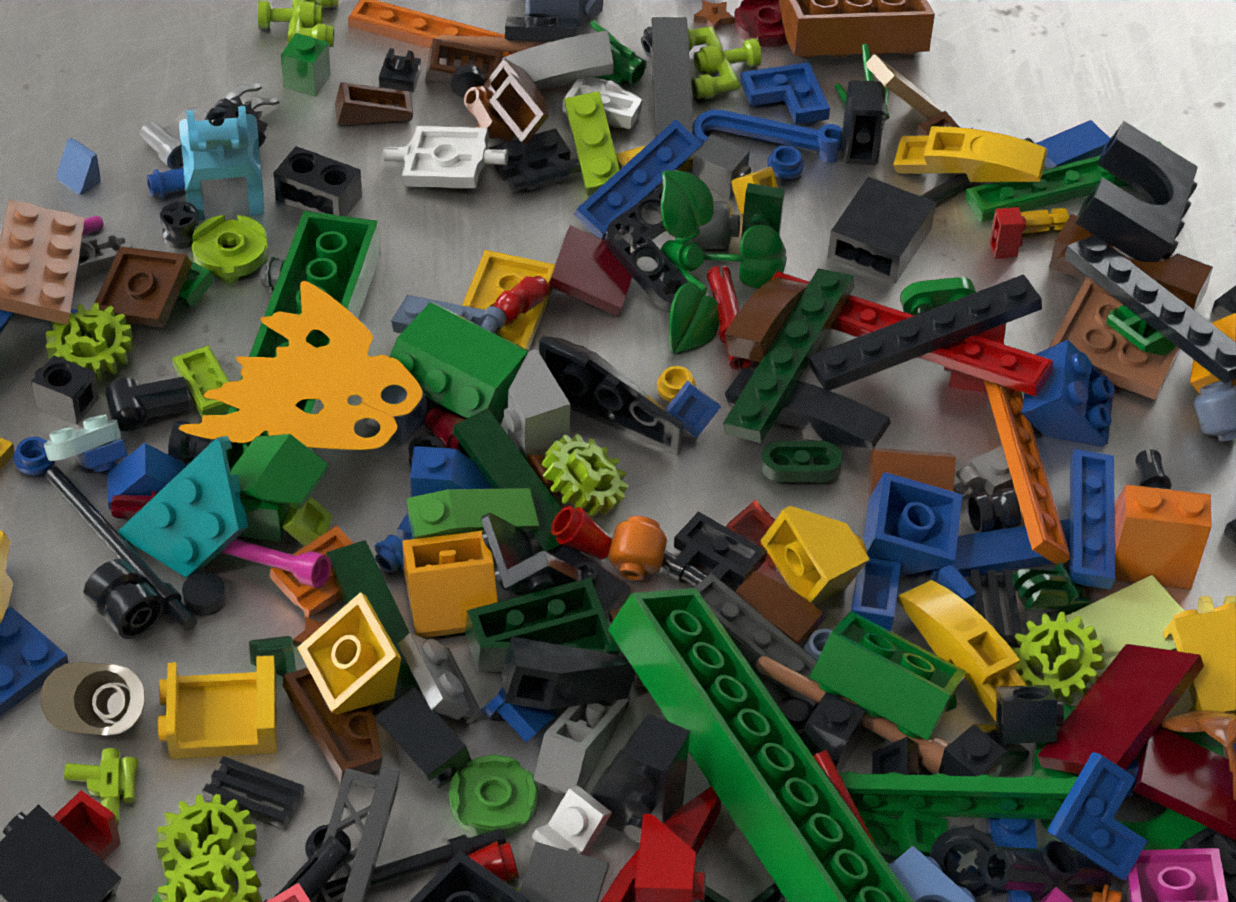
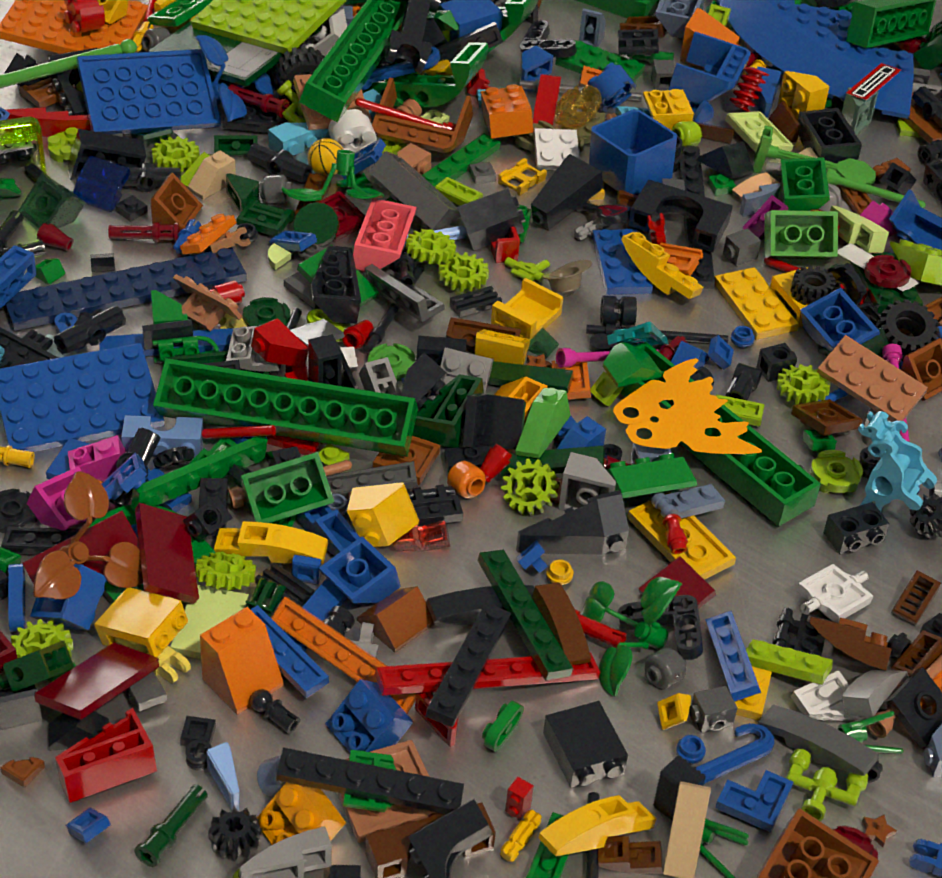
camera: 130 degrees right, 5 degrees down
(68, 443) = (732, 345): light aqua plate -> none
(763, 206) = (640, 677): dark green plate -> none
(801, 461) = (454, 577): dark green plate -> none

